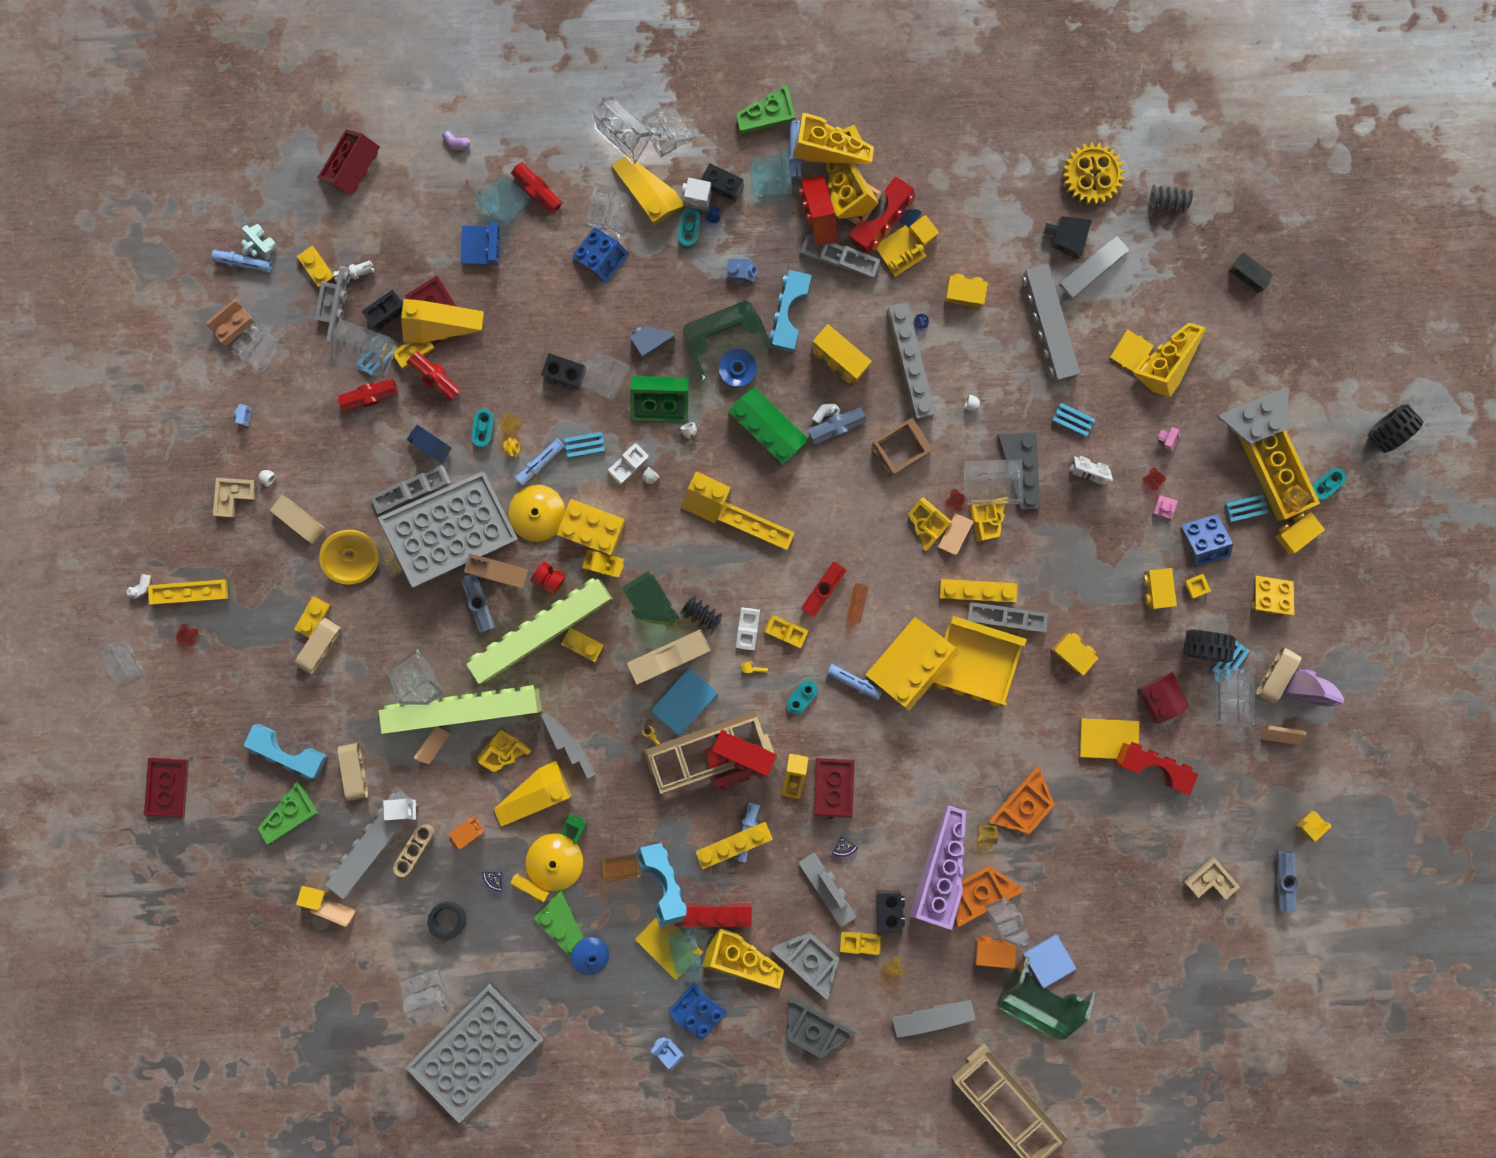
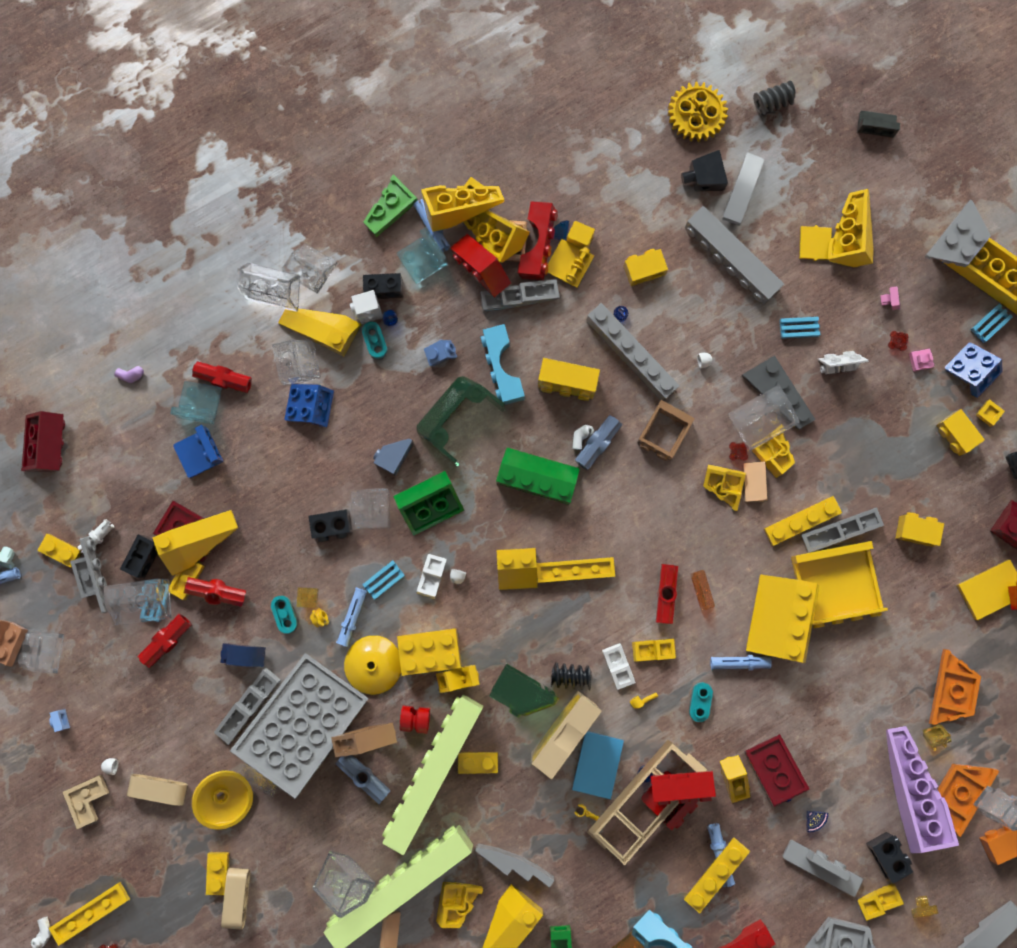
camera: 20 degrees left, 5 degrees down
(689, 429) = (469, 516): white hinge -> none
(740, 358) = (480, 429): blue dish -> none

